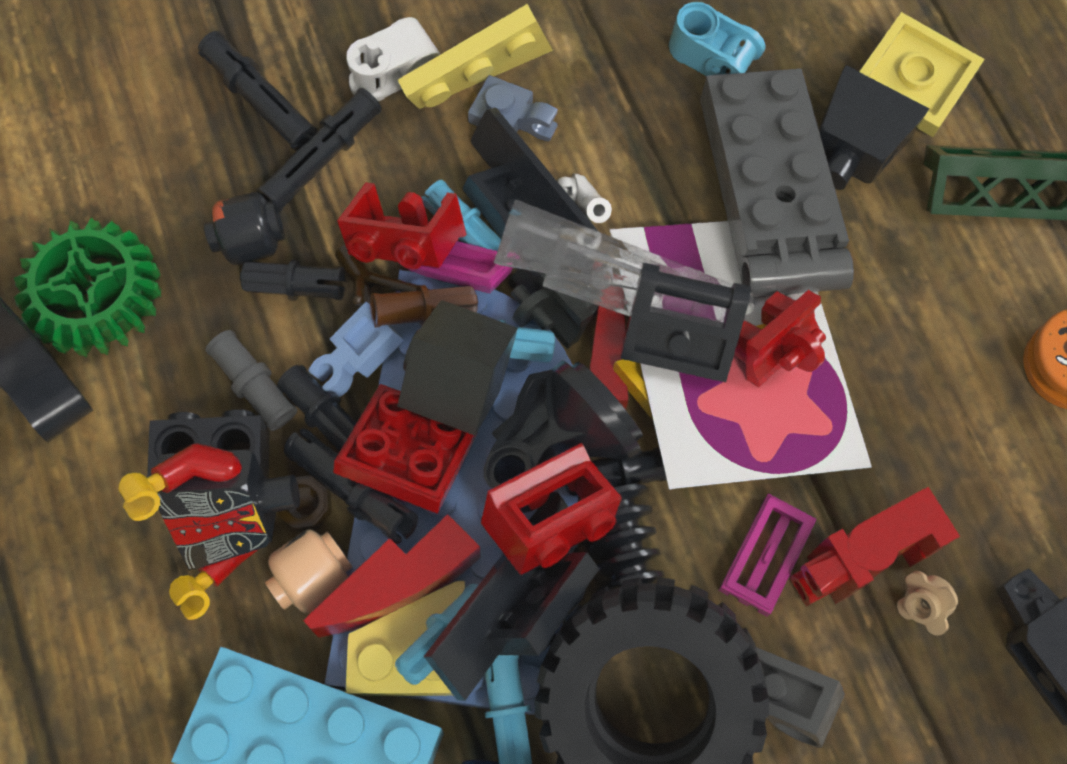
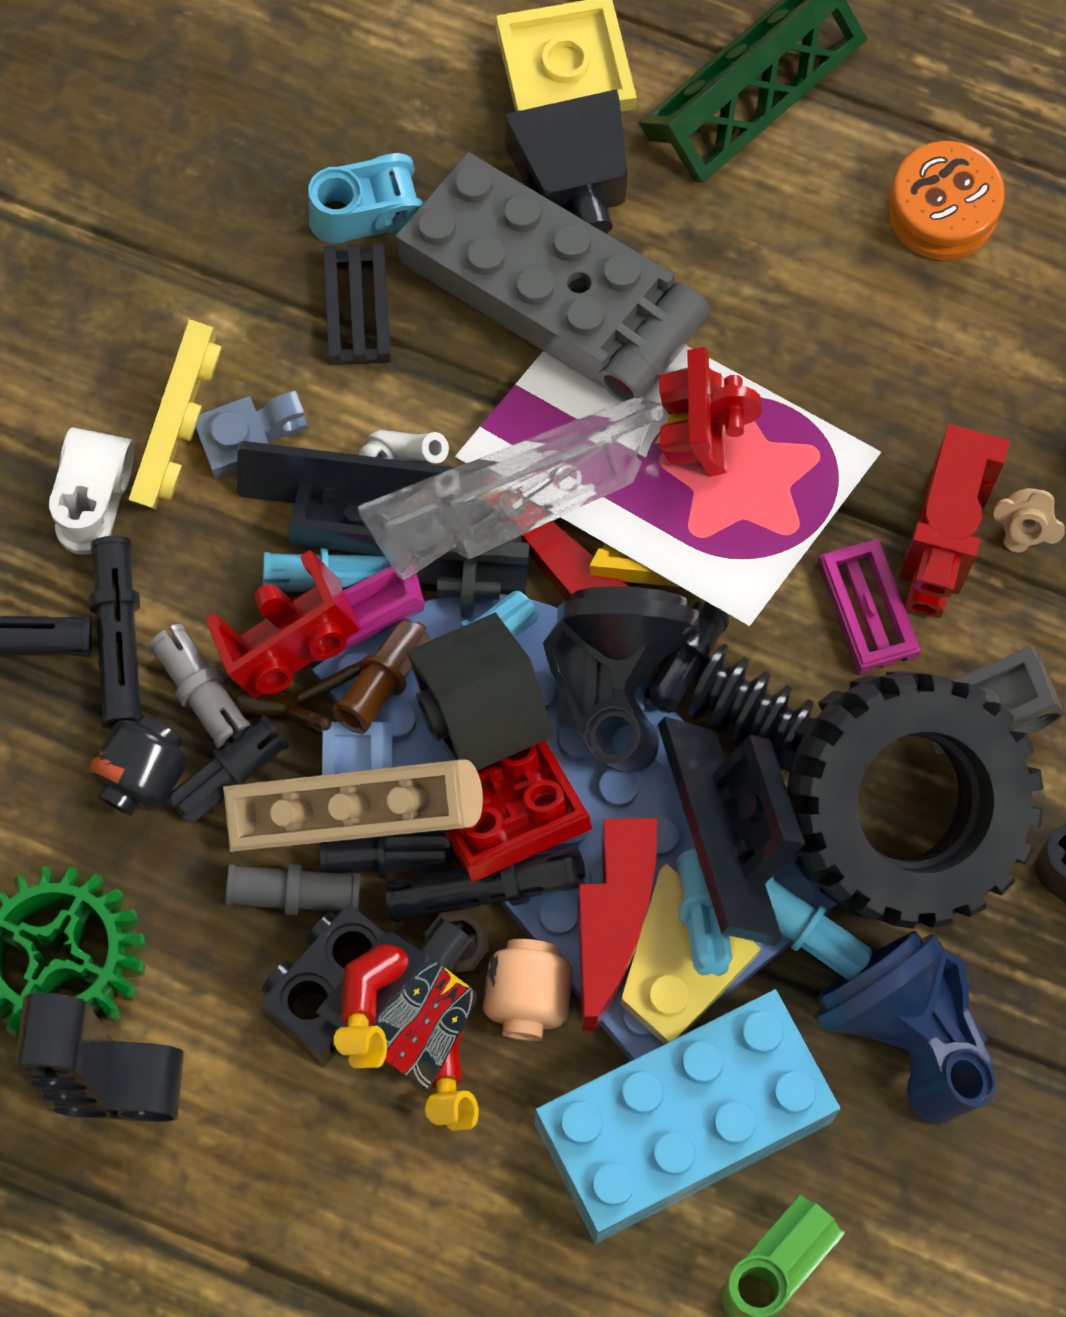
camera: 45 degrees left, 0 degrees up
(322, 364) = (353, 805): none -> tan brick
(325, 230) = (199, 685): none -> light grey pin
(552, 538) = (681, 773): red window -> none
(672, 74) = (354, 259): none -> black tile
(679, 339) = (629, 493): black plate -> none

